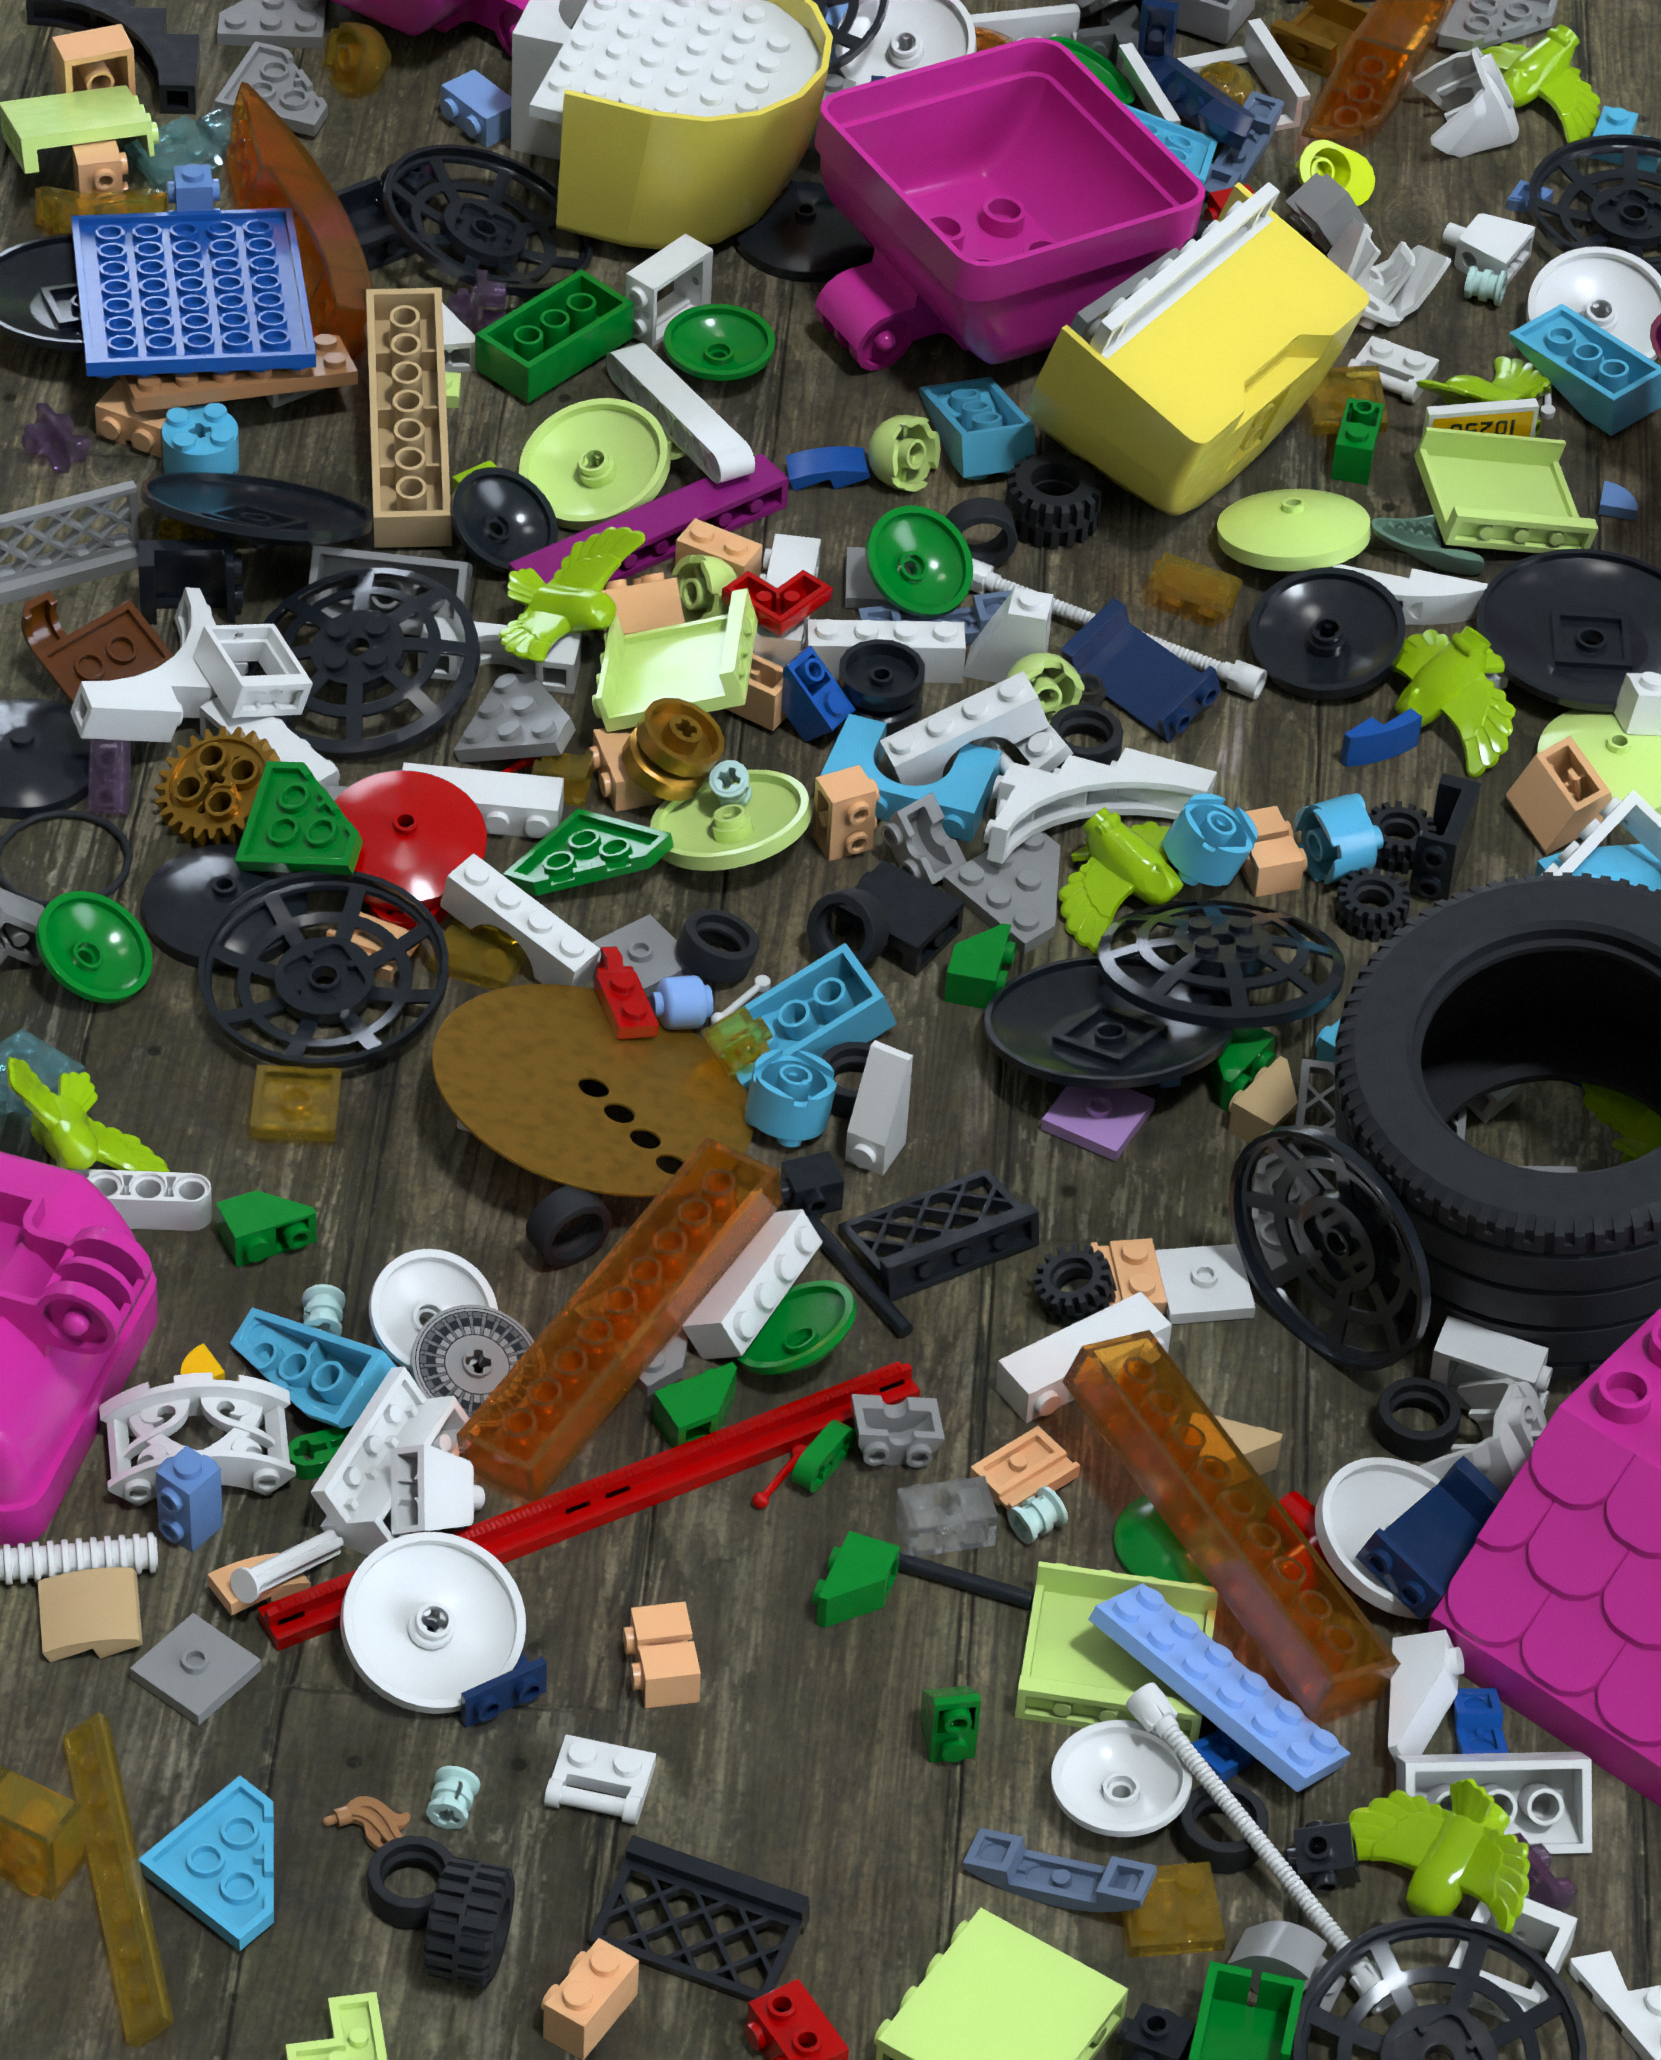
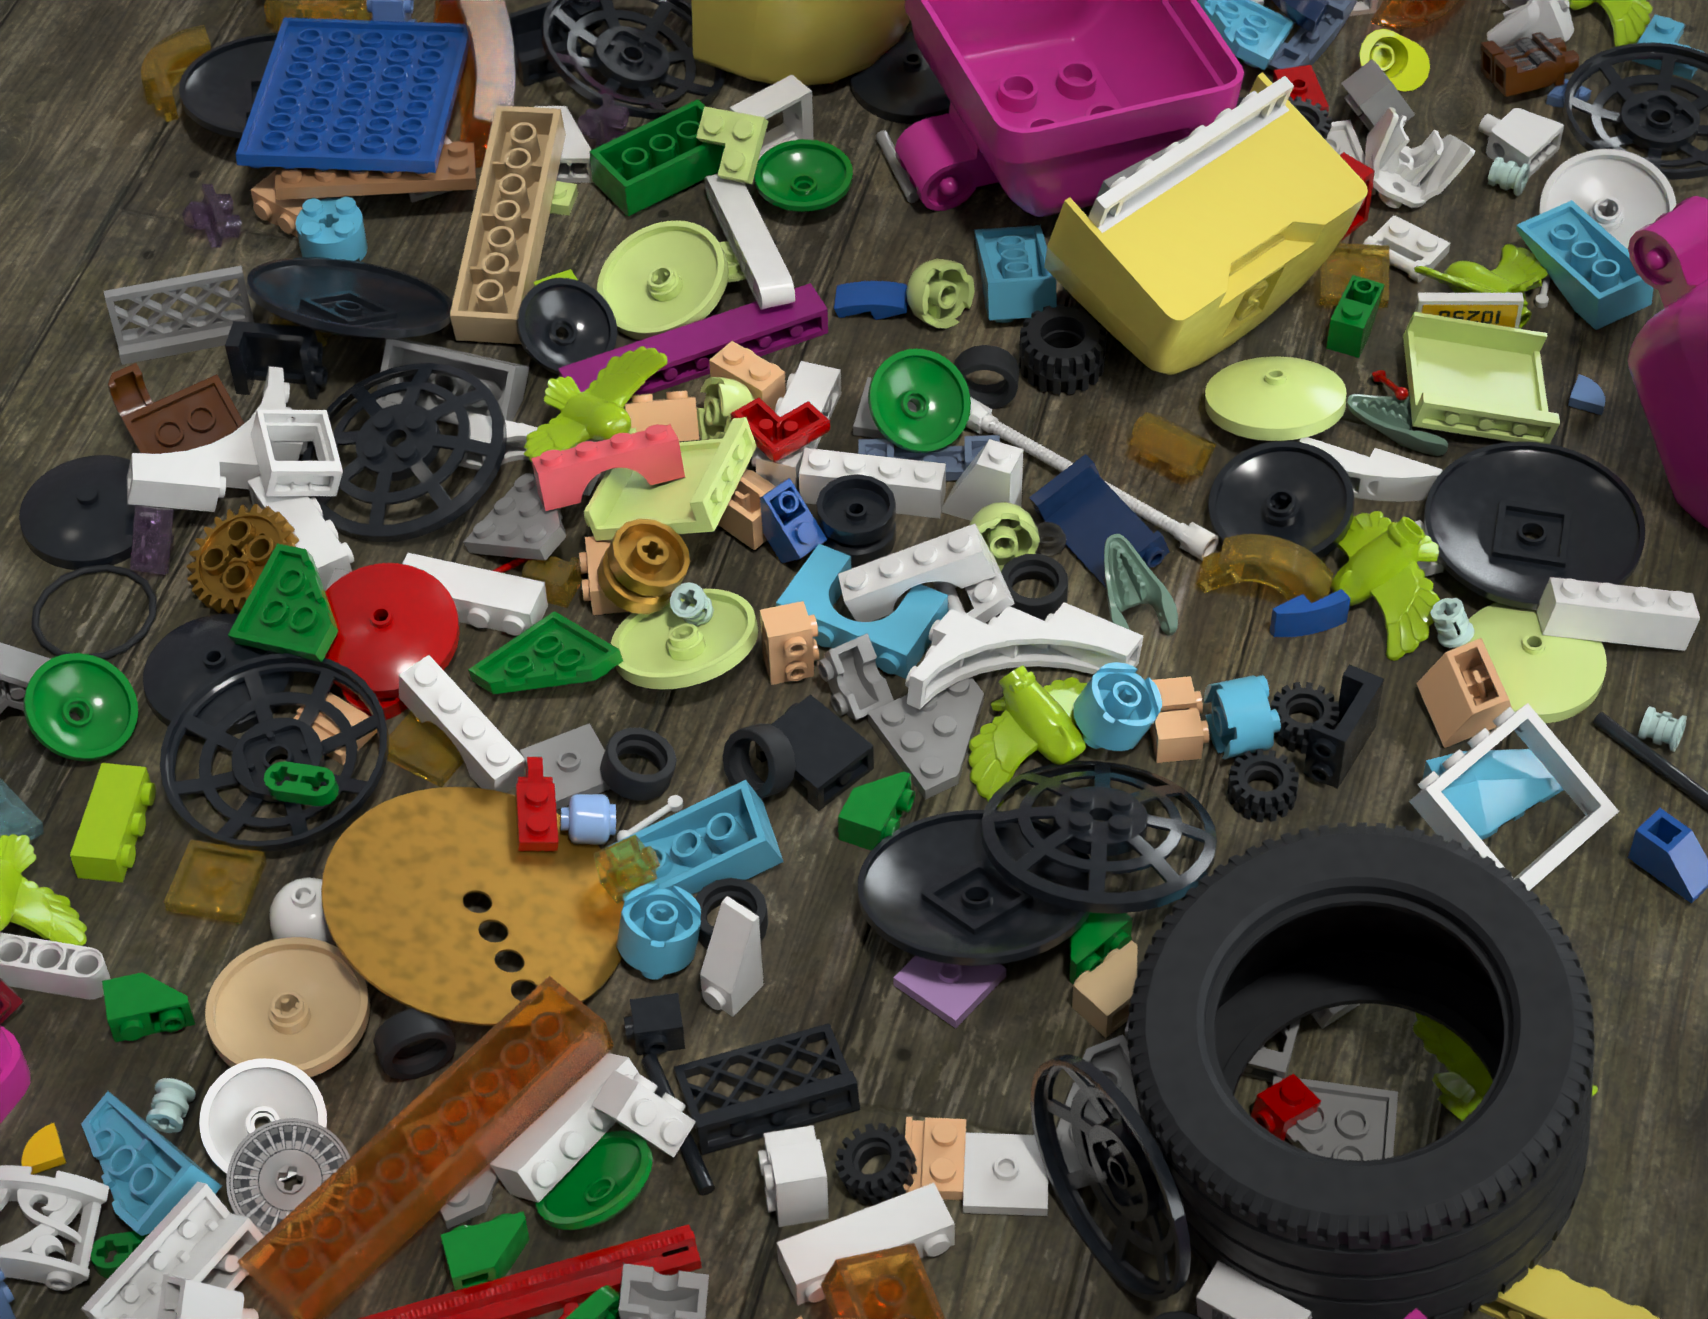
camera: 15 degrees right, 5 degrees up
(166, 1058) = (112, 822): none -> lime brick
(368, 994) = (301, 783): none -> green beam
(408, 1126) = (299, 911): none -> white cylinder
(421, 1199) = (288, 1004): none -> tan dish
(561, 665) = (566, 473): none -> coral arch
(646, 302) = (742, 140): none -> yellowish green plate
(815, 328) = (901, 175): none -> light grey bar
(827, 1252) = (643, 1112): none -> white brick
(998, 1303) = (794, 1176): none -> white brick
(1194, 723) = (1133, 583): none -> sand green animal
(1325, 687) = (1266, 561): none -> clear yellow arch
(1425, 512) = (1400, 392): none -> red hinge
(1480, 167) = (1527, 63): none -> reddish brown hips
(1530, 731) = (1447, 625): none -> light aqua bush

